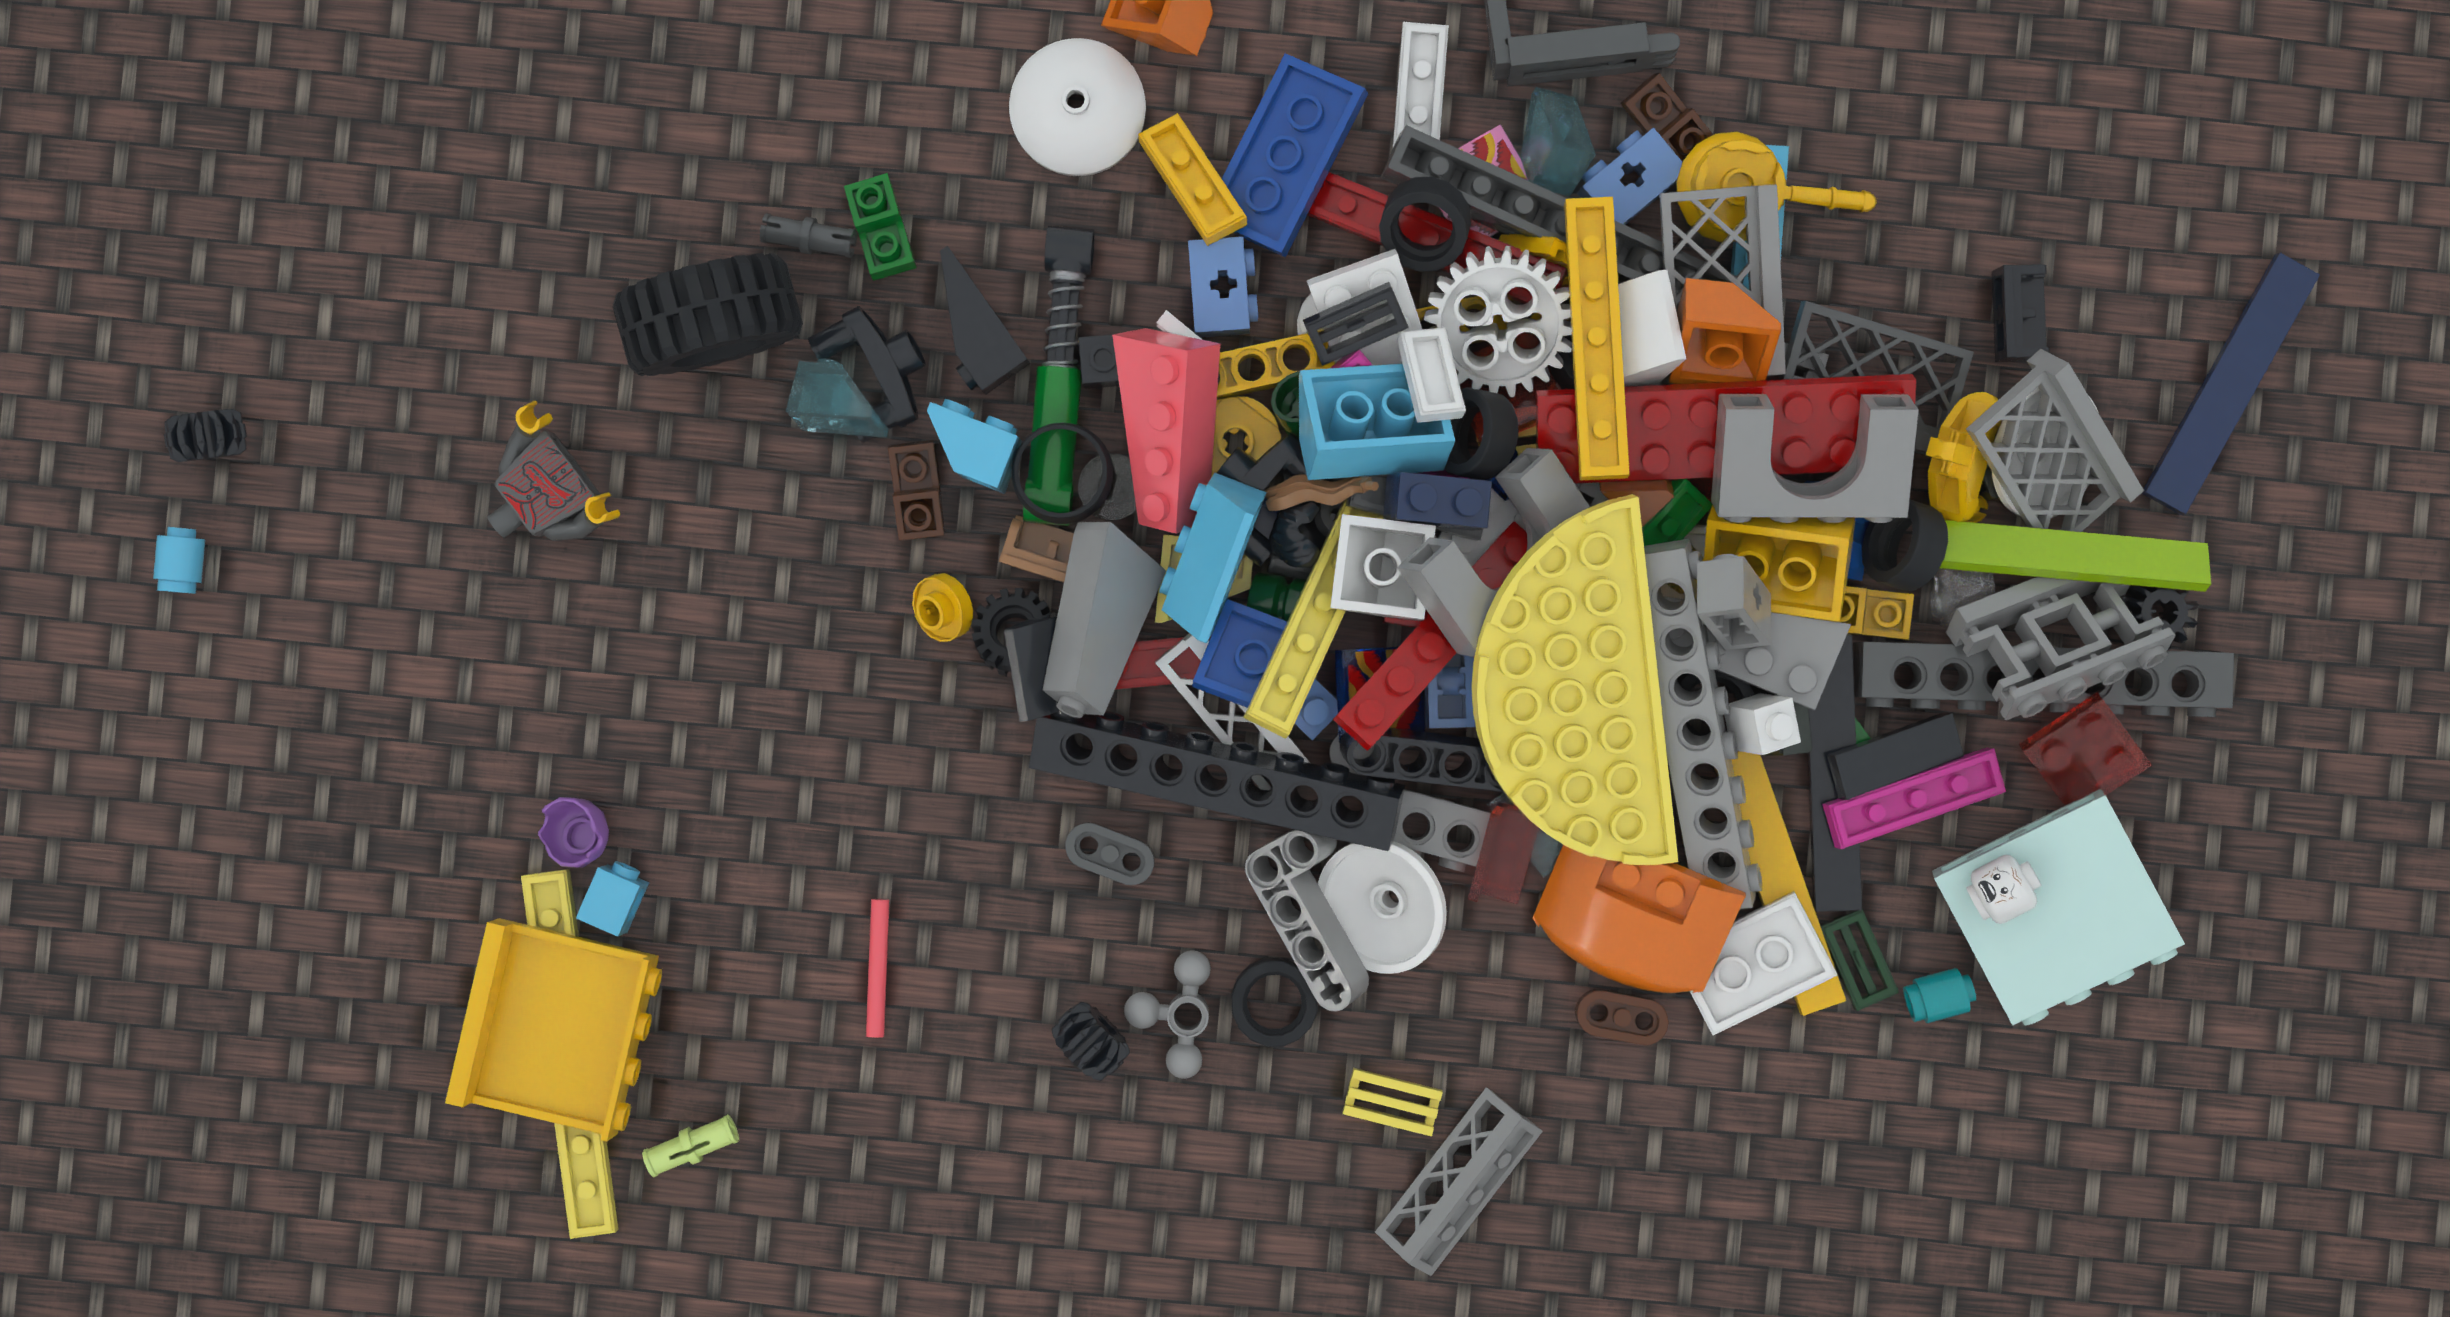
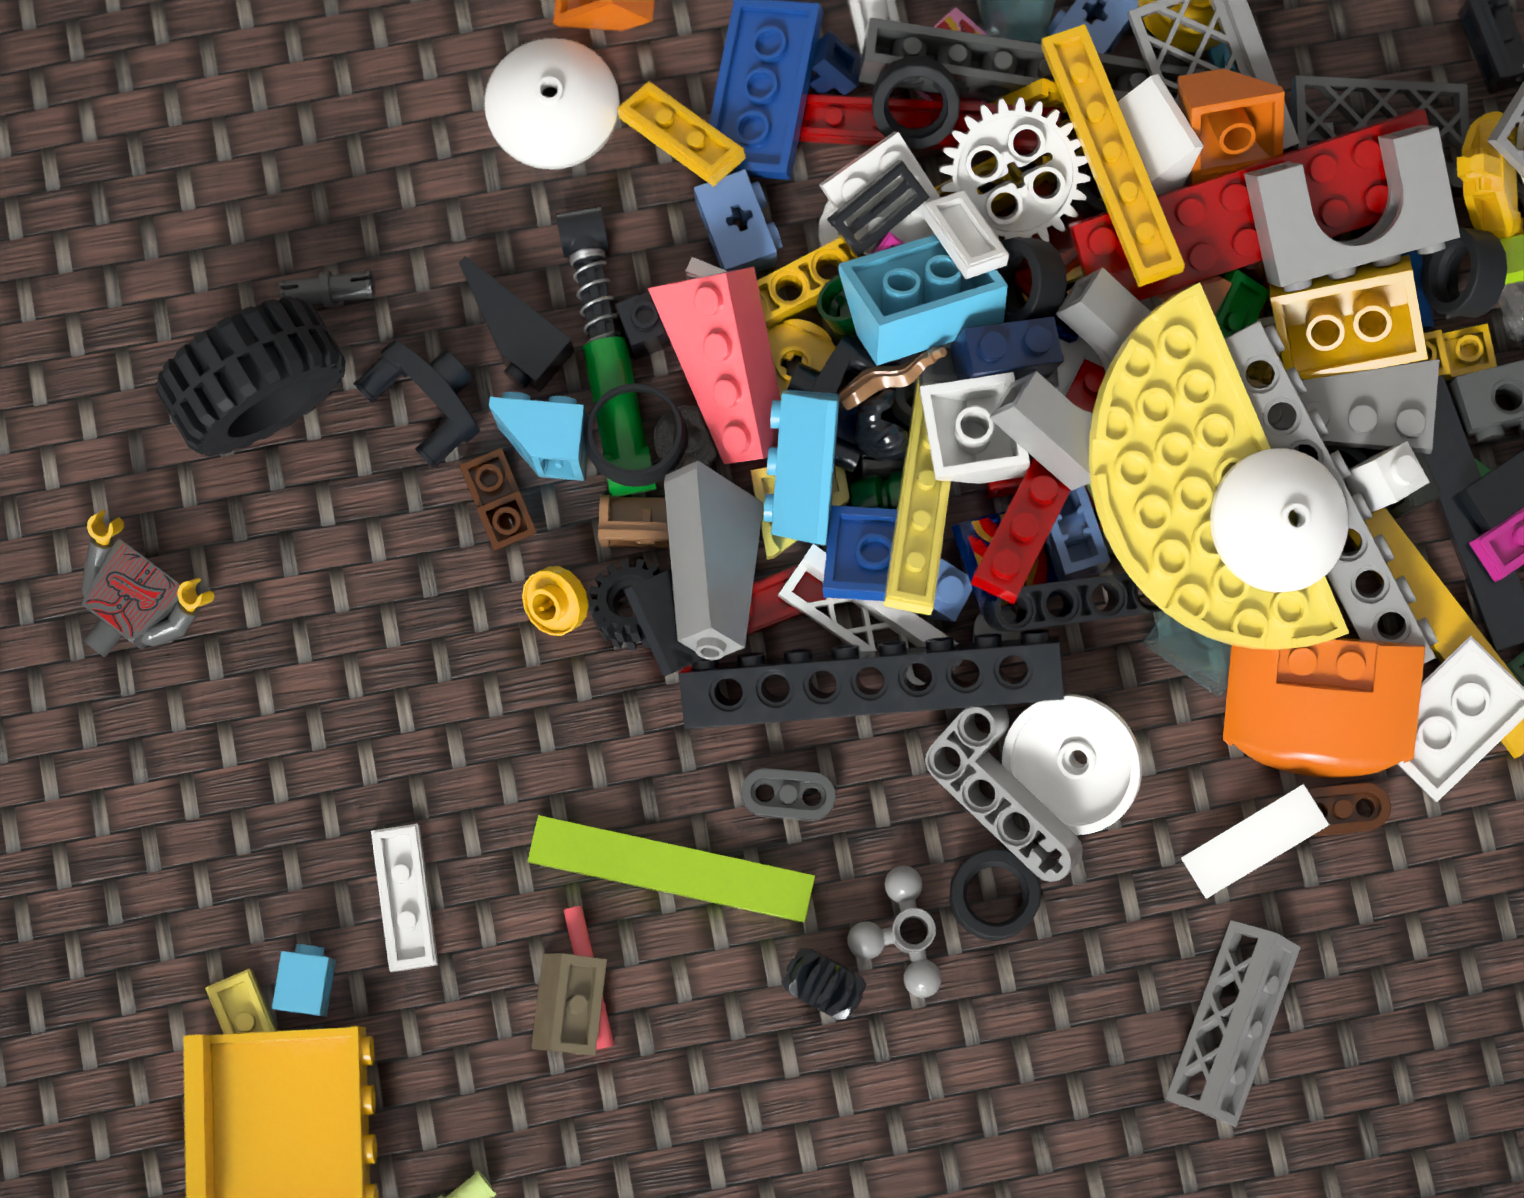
camera: 15 degrees left, 10 degrees down
(574, 831) = (247, 925): medium lavender hair -> none
(727, 844) = (404, 898): none -> white tile
(831, 402) = (394, 433): clear light blue slope -> none
(851, 990) = (569, 1003): none -> dark tan panel
(880, 226) = (394, 263): green slope -> none
(981, 889) = (671, 869): none -> lime tile
(1363, 153) = (835, 65): none -> dark blue tile
(1388, 1119) = (1182, 961): light yellow tile -> none
(1441, 817) = (1102, 662): light grey brick -> none
(1504, 855) = (1178, 681): clear red panel -> none
(1531, 1024) = (1255, 841): none -> white tile
(1621, 728) = (1253, 523): none -> white dish
(1733, 602) = (1322, 363): light grey brick -> none

